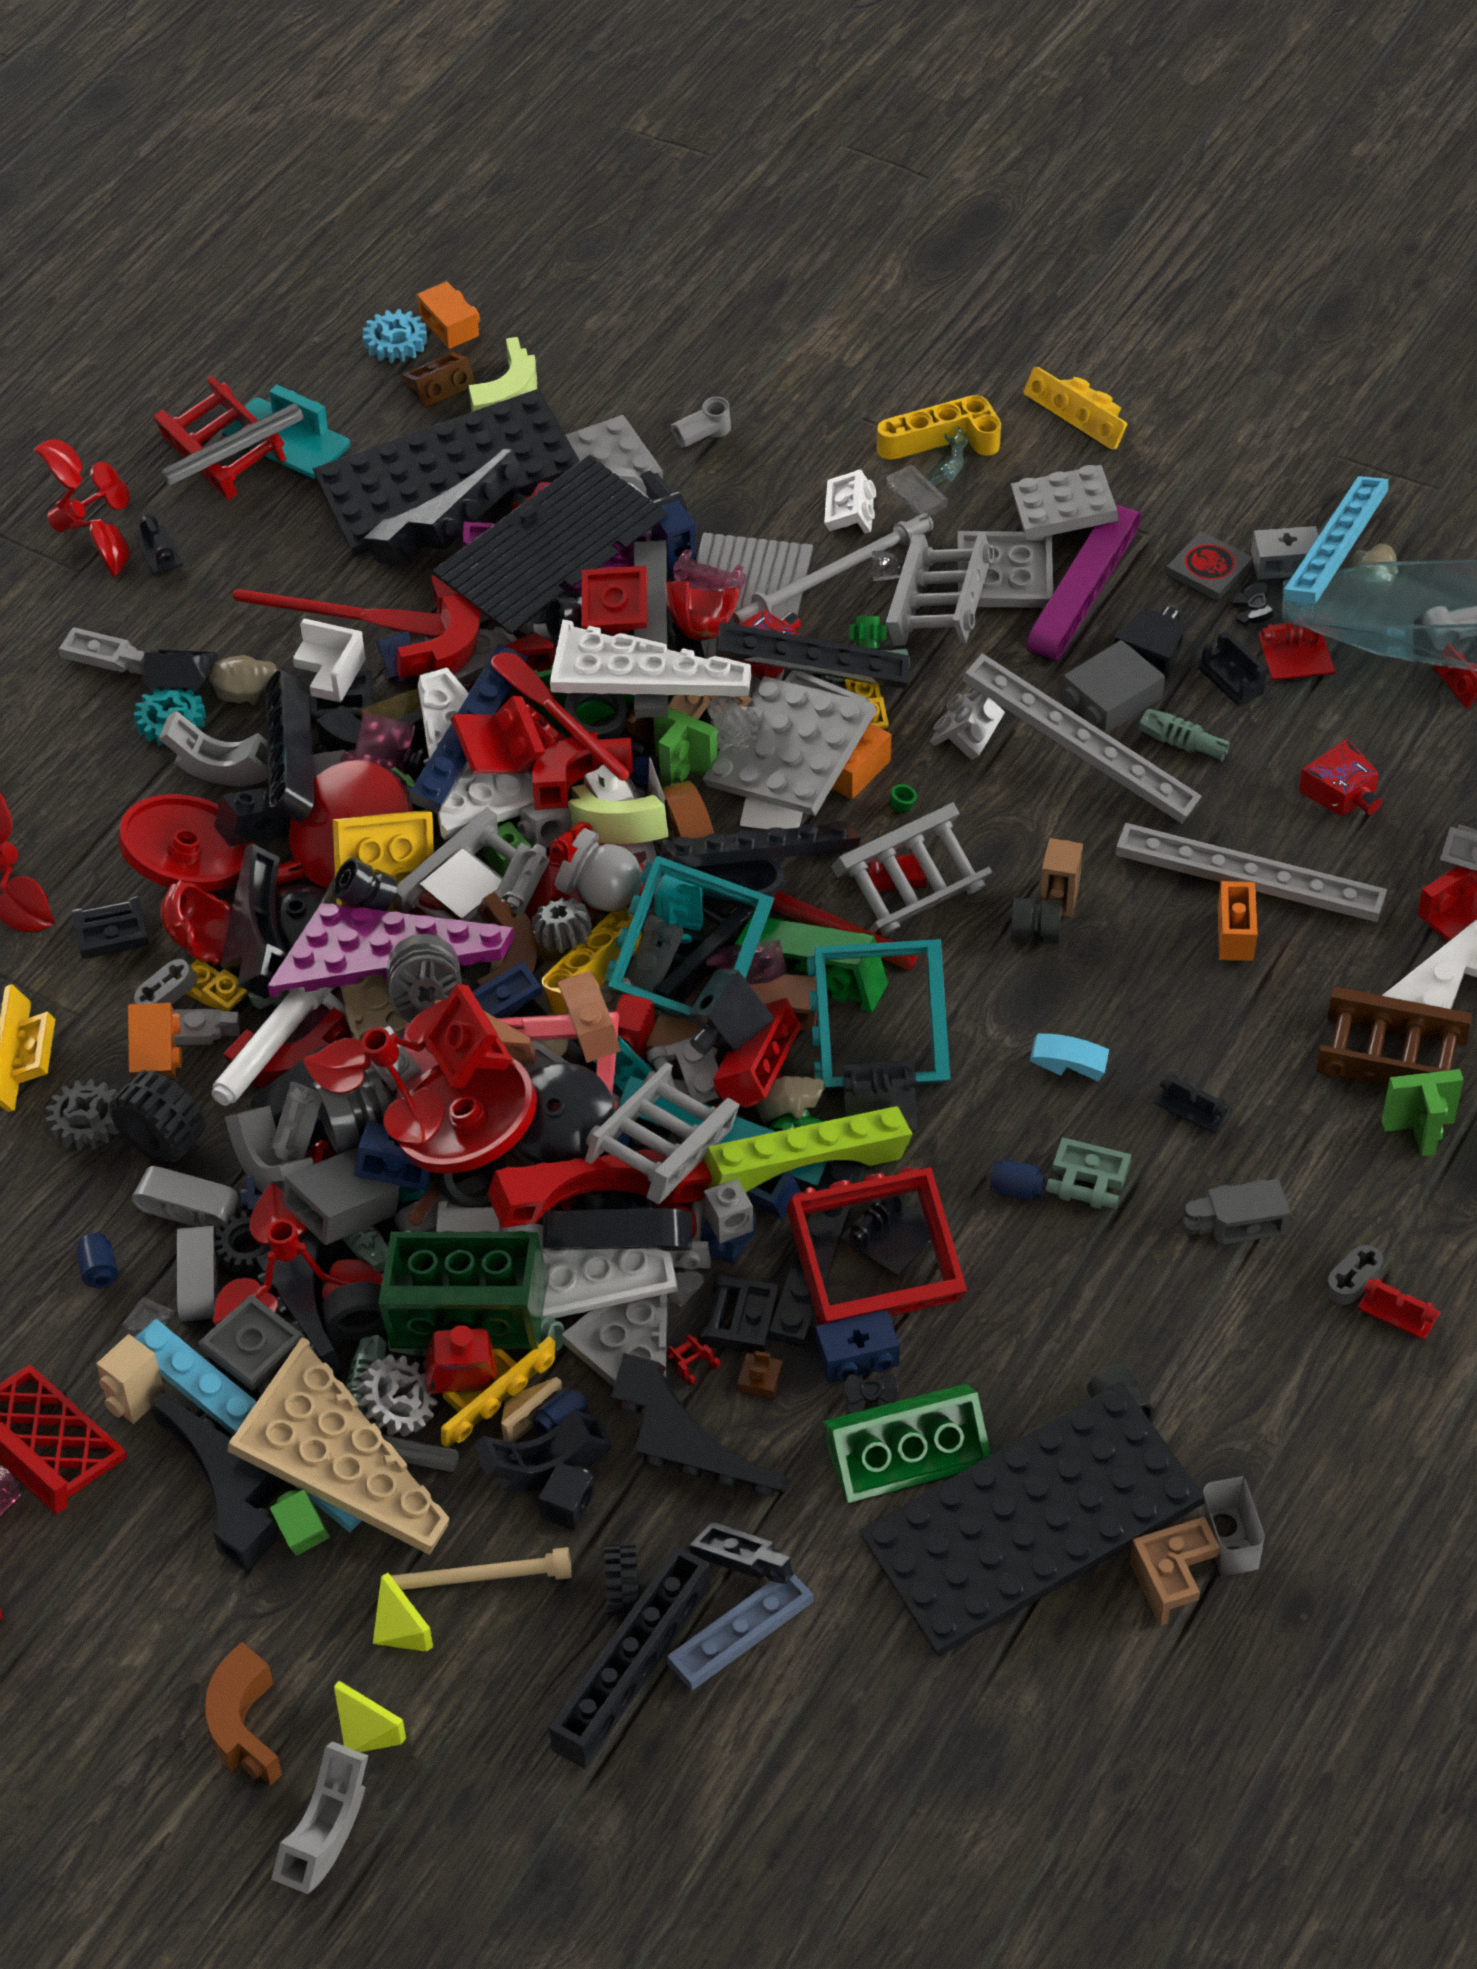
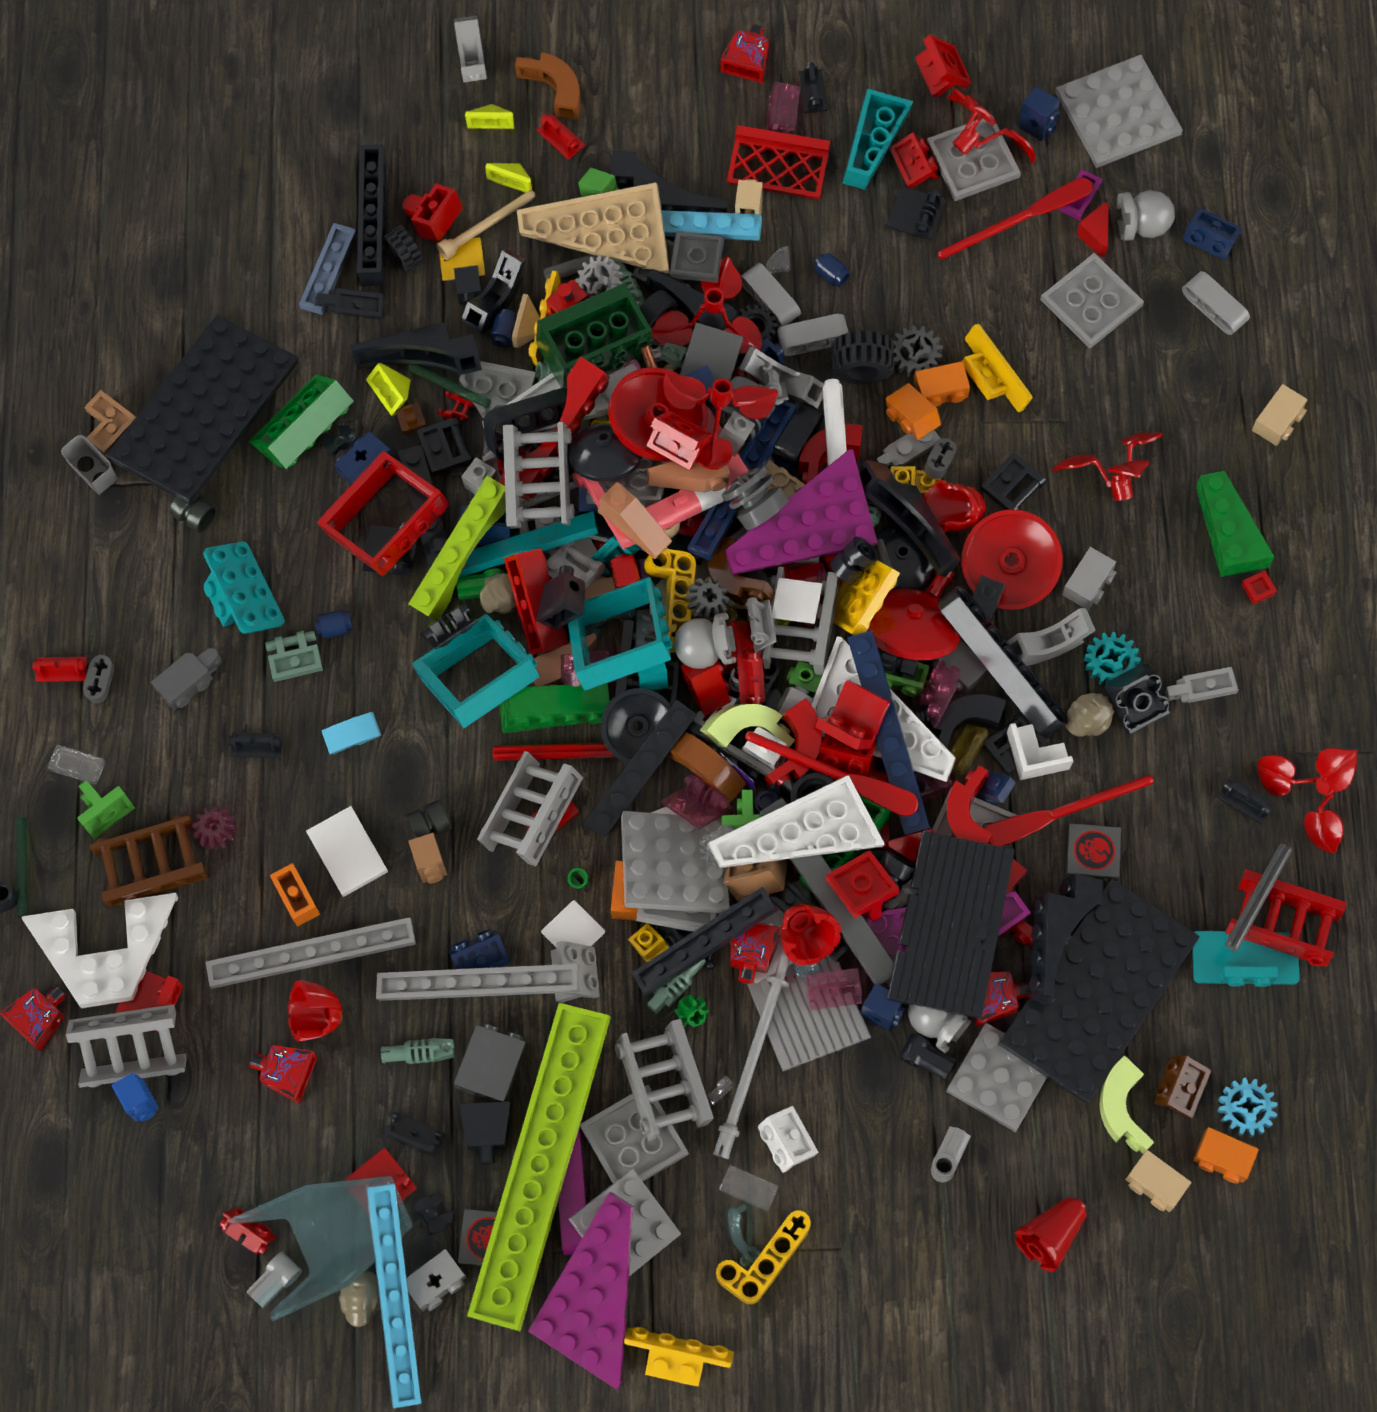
camera: 150 degrees right, 20 degrees up
(87, 1057) = (943, 383): none -> orange brick
(115, 792) = (1089, 578): none -> light grey brick
(291, 1636) = (559, 136): none -> red hinge
(346, 579) = (1094, 851): none -> tile
(527, 319) = (1157, 1181): none -> tan brick
(543, 1536) = (467, 255): none -> yellow sticker
(544, 1614) = (433, 212): none -> red brick
(654, 327) = (1051, 1233): none -> red cone
(682, 1374) = (449, 385): none -> clear green bar
(726, 788) = (698, 802): none -> clear pink hinge
(761, 1423) = (389, 386): none -> neon yellow slope
(941, 768) = (573, 926): none -> white sticker
(1061, 787) = (482, 952): none -> dark blue bracket
(1112, 1275) = (240, 589): none -> teal bracket
(1116, 572) = (539, 1167): none -> lime plate
(1133, 459) = (589, 1299): none -> magenta wing
(1148, 951) = (347, 851): none -> white tile
(1282, 808) = (313, 1011): none -> red hair
(1294, 1039) = (205, 832): none -> clear pink gear
(1433, 1194) = (76, 764): none -> clear tile

